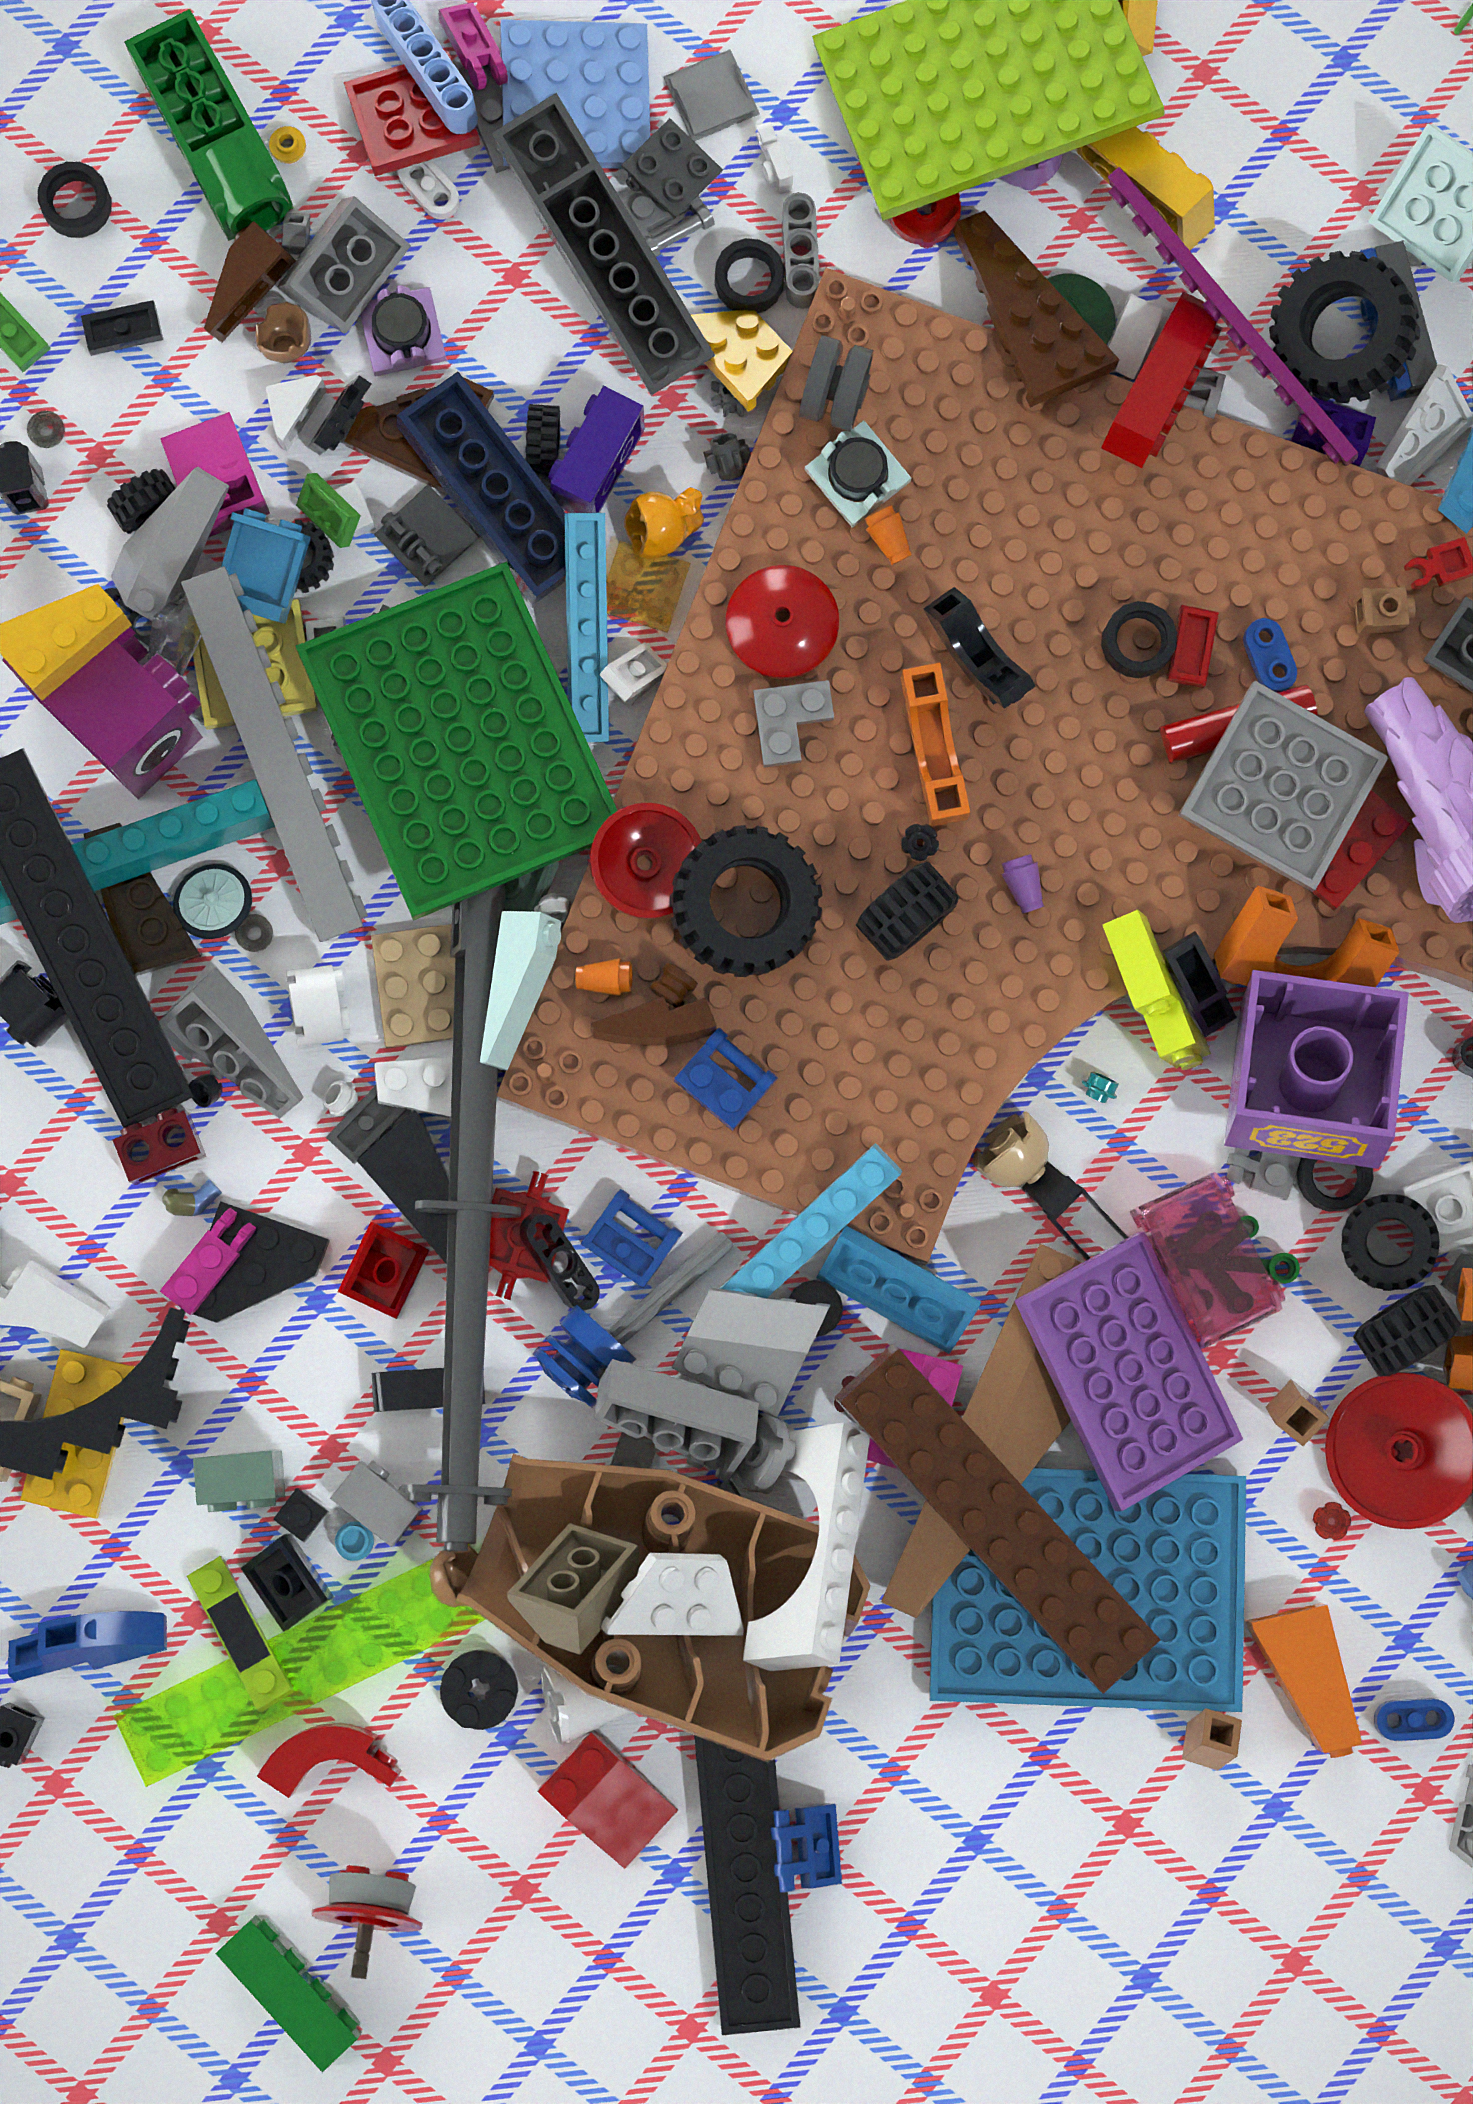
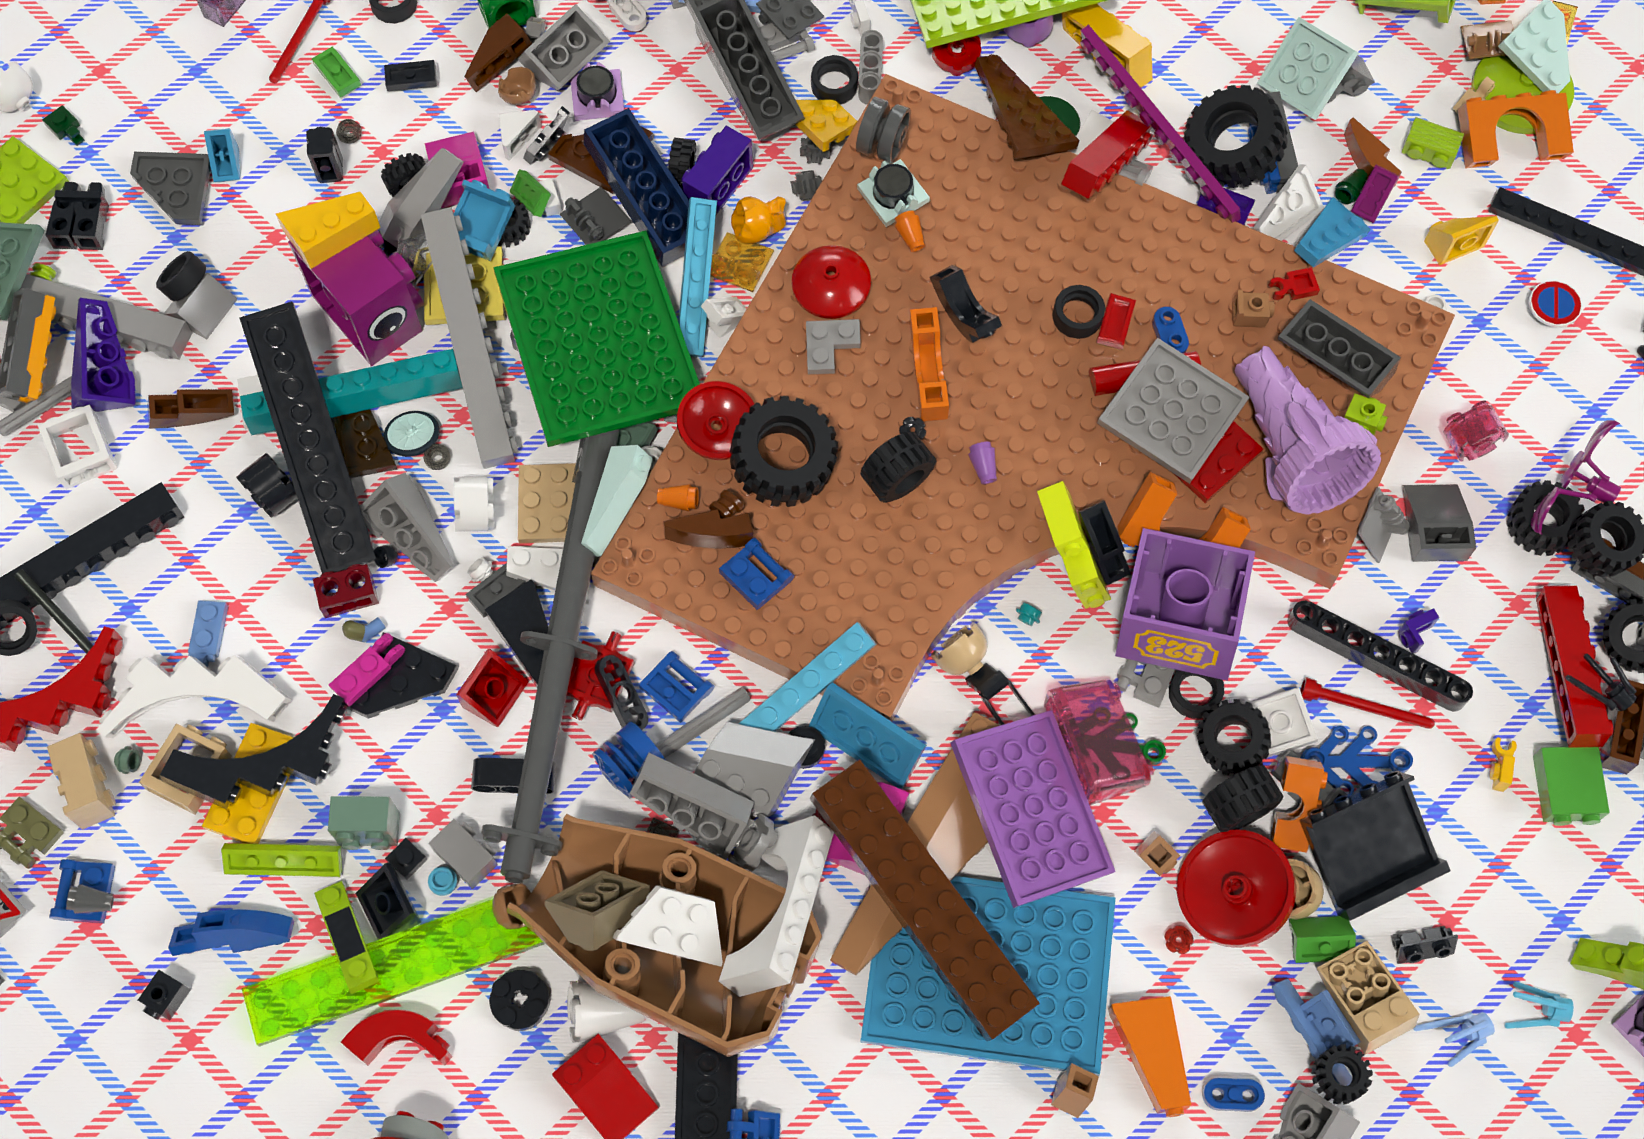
camera: 10 degrees right, 15 degrees down
(136, 1536) = (282, 860): none -> lime plate

